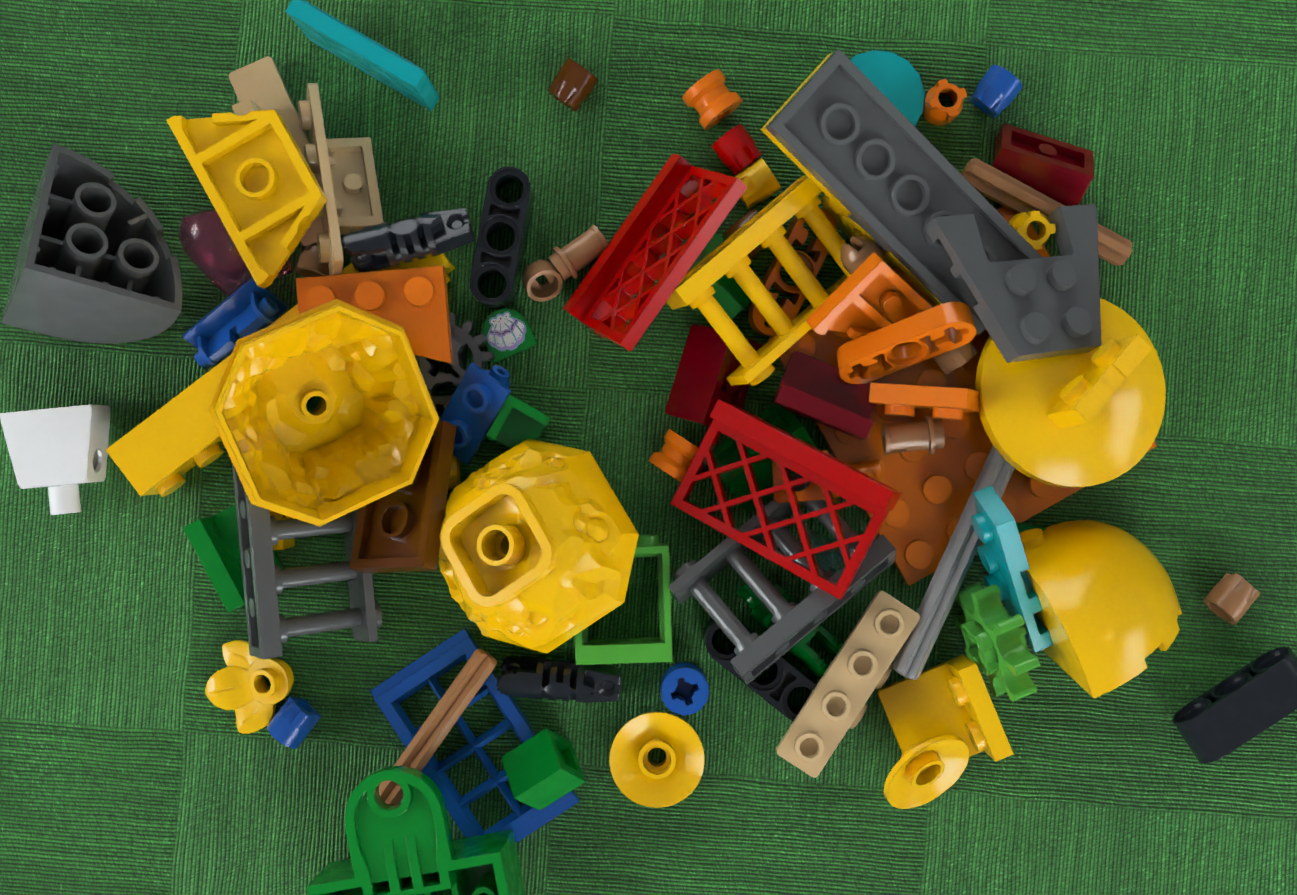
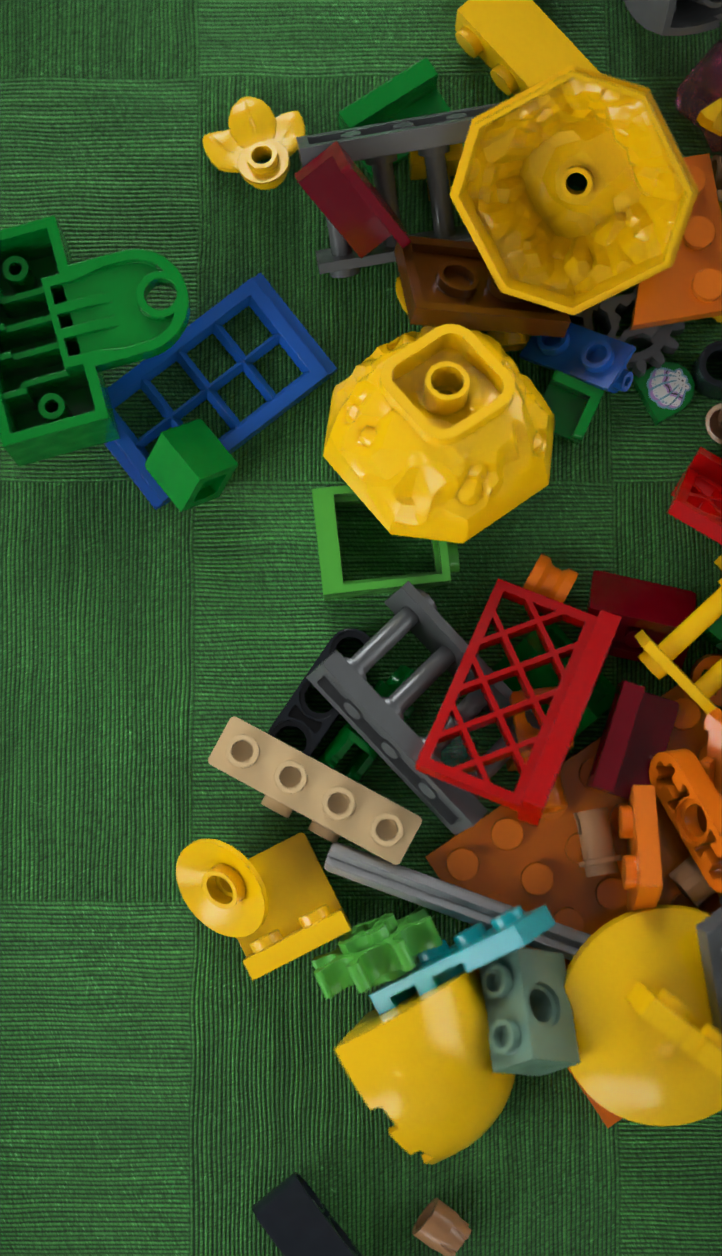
camera: 90 degrees right, 5 degrees down
(237, 316) = (673, 101): blue hinge -> none
(293, 722) = (220, 192): blue hose -> none
(315, 612) = (350, 201): none -> dark red panel
(441, 720) = (241, 352): medium nougat axle -> none
(559, 679) = (289, 477): black hinge -> none
(663, 782) = (192, 568): yellow dish -> none
(681, 679) = (294, 622): blue wheel -> none
(1065, 513) = (529, 1013): none -> sand green brick

